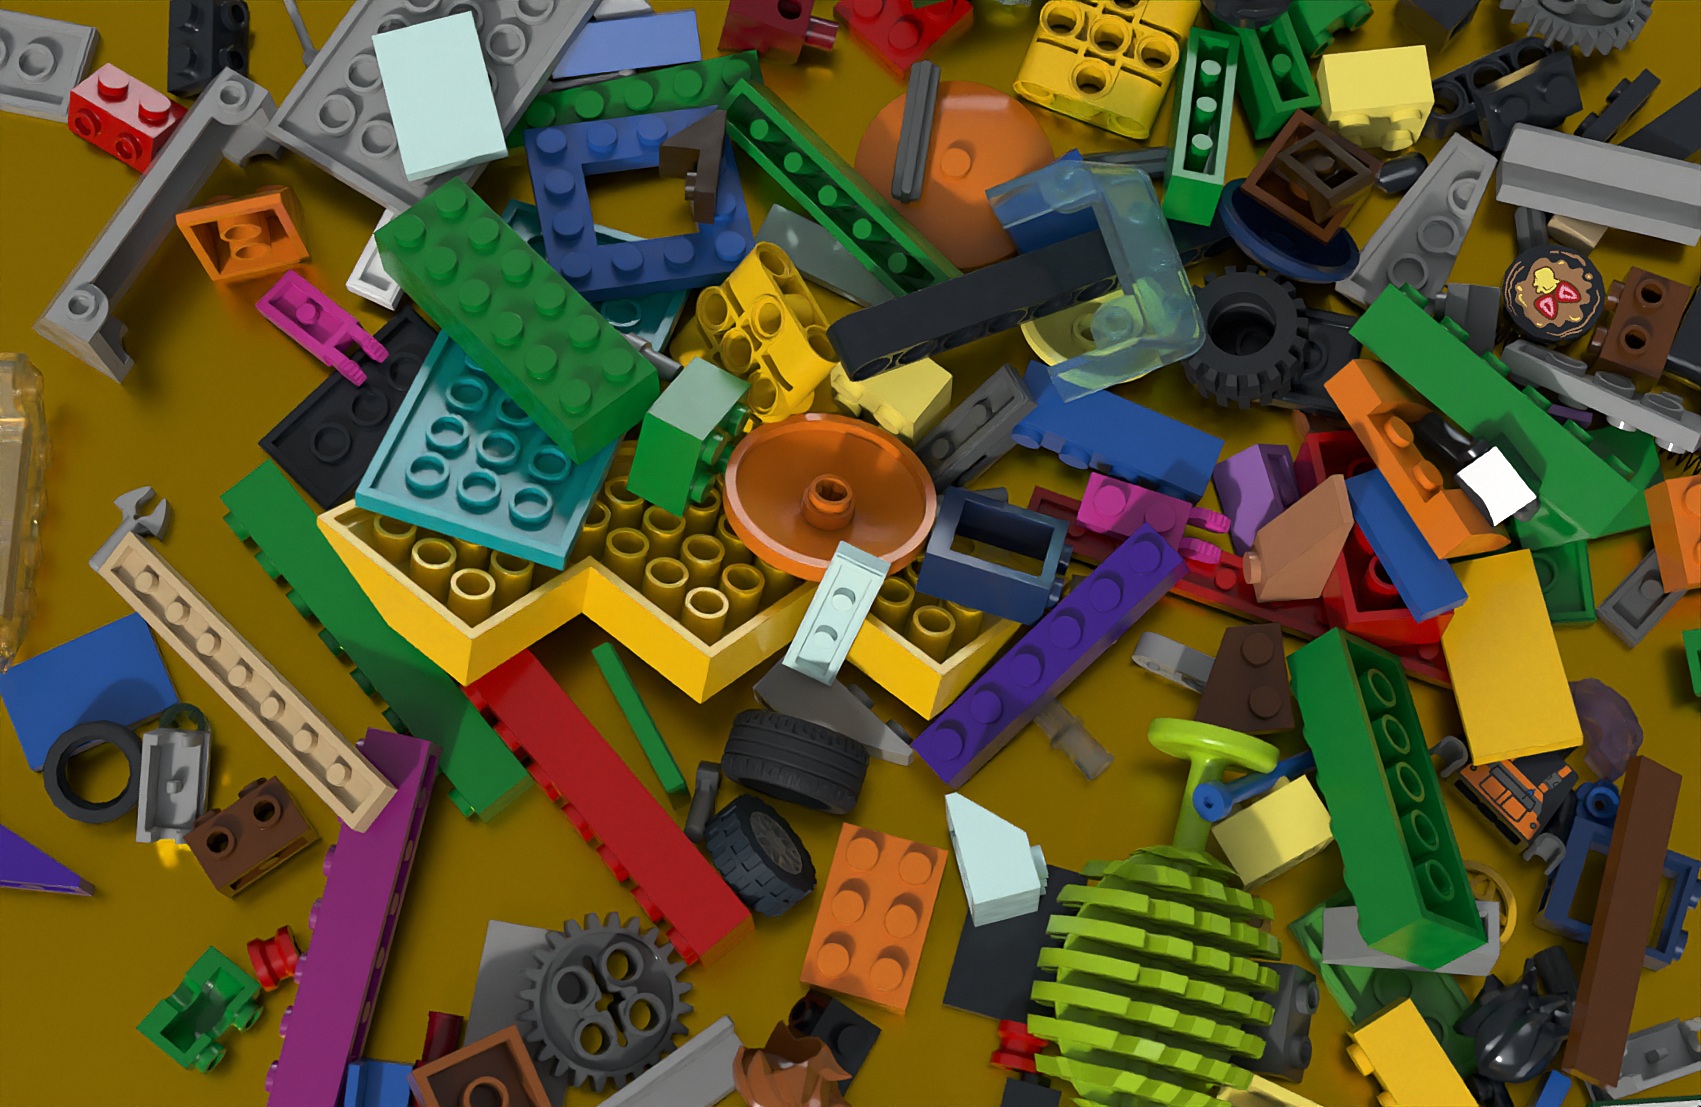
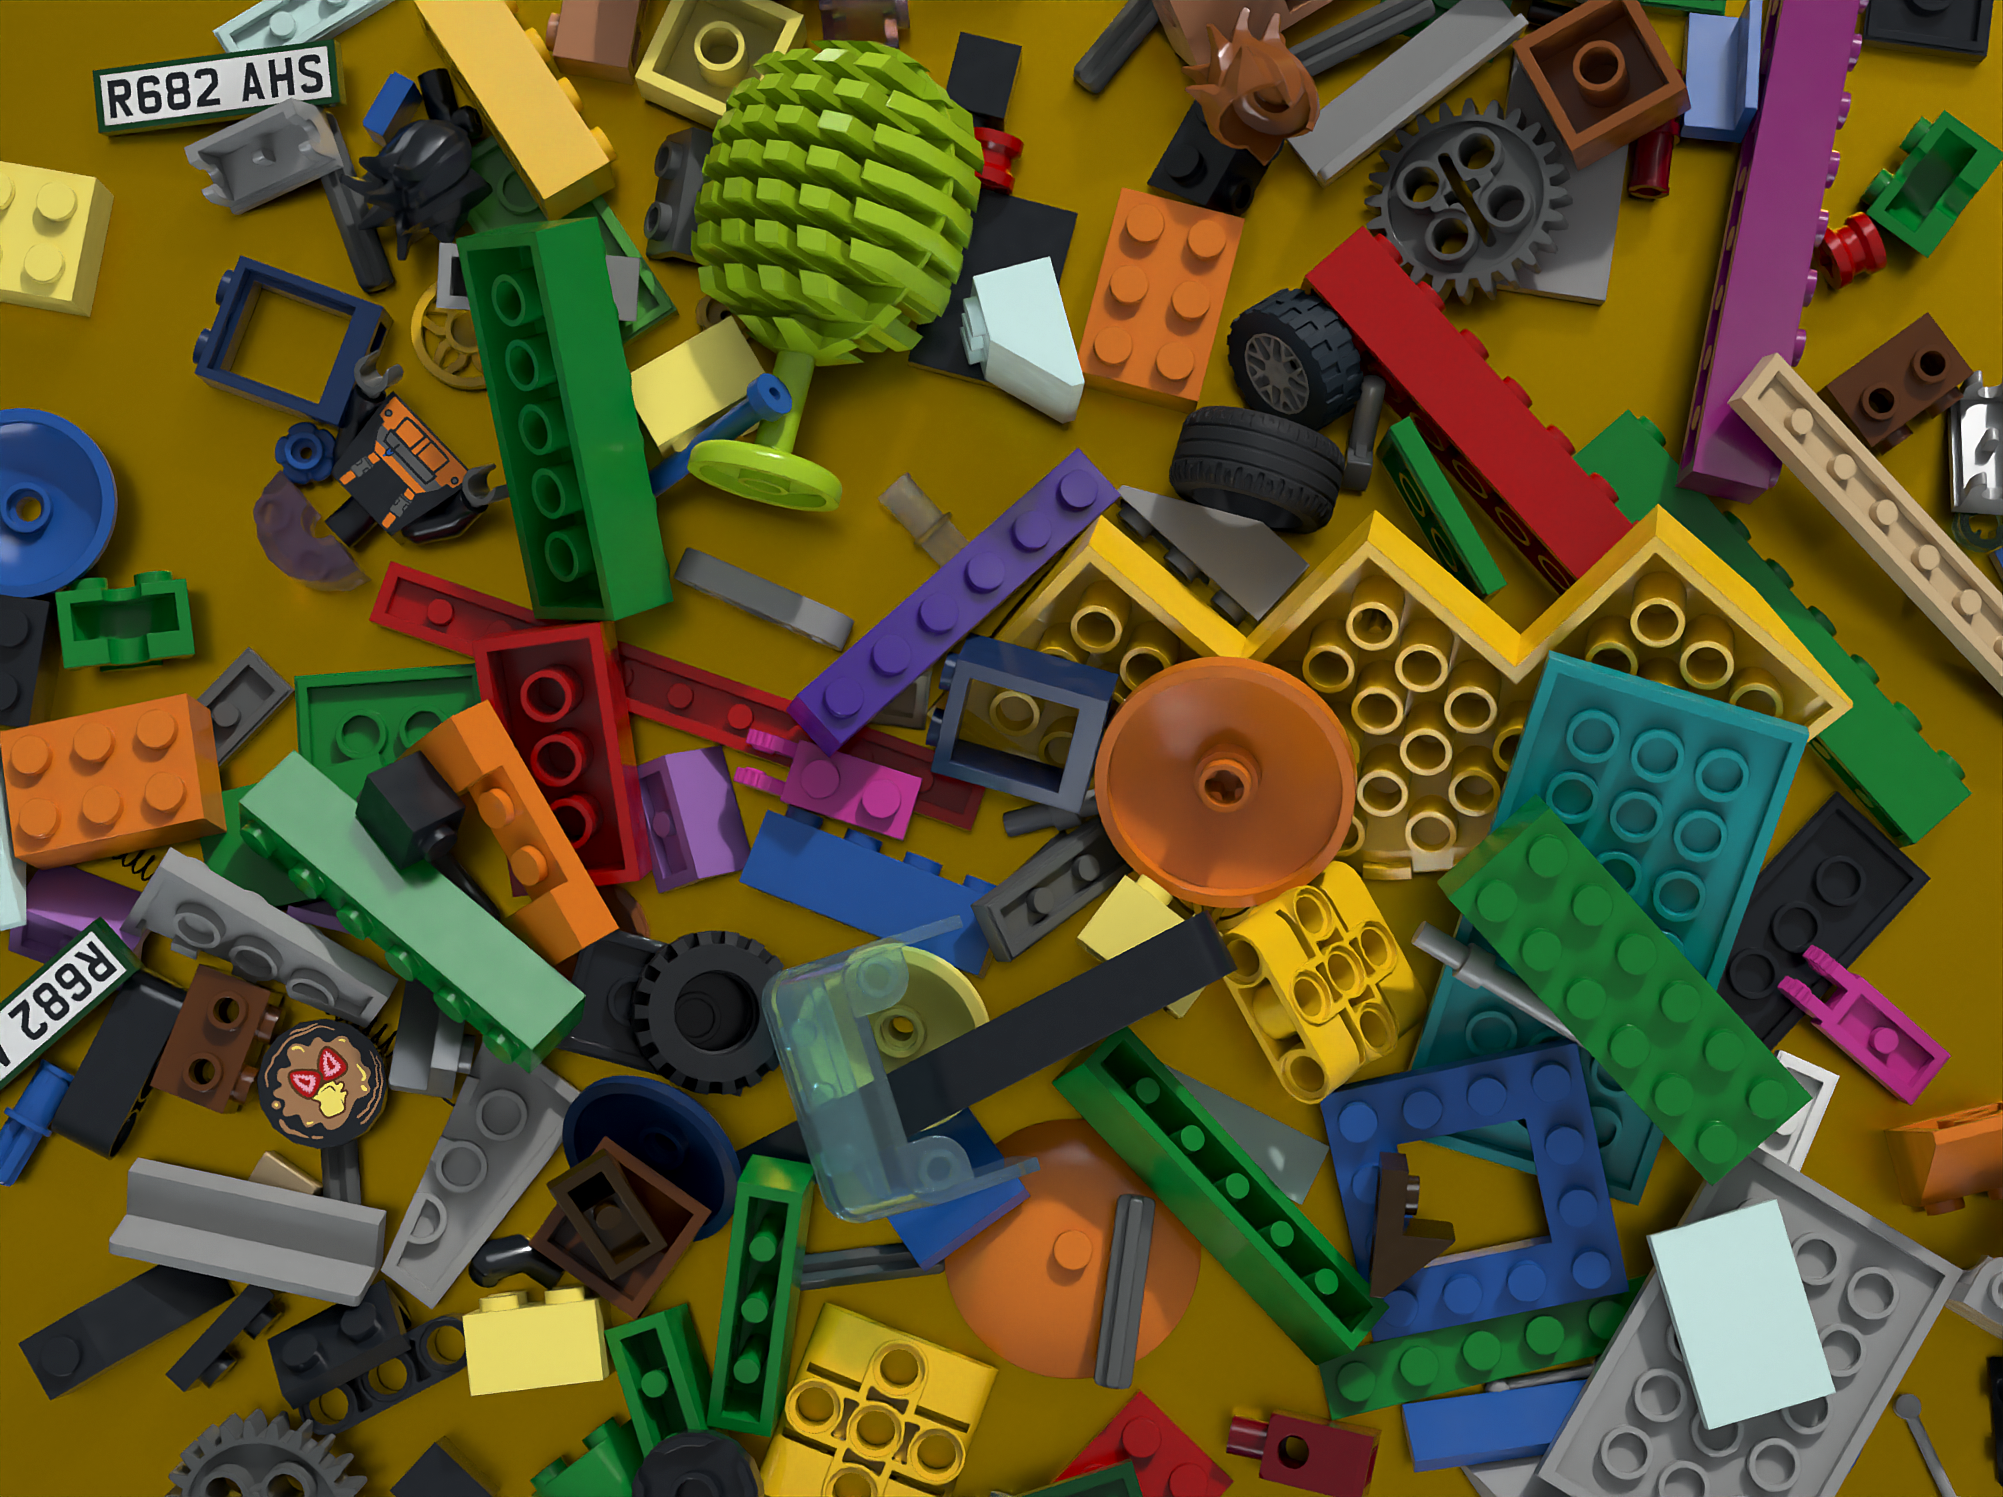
camera: 175 degrees right, 10 degrees up
(689, 437) = (1398, 852): green brick -> none
(836, 613) = (1215, 624): light aqua tile -> none
(1248, 683) = (720, 571): reddish brown wing -> none
(1301, 545) = (655, 728): nougat slope -> none
(1418, 574) = (512, 682): blue tile -> none
(1507, 663) = (409, 603): yellow tile -> none
(1622, 923) = (294, 291): reddish brown tile -> none

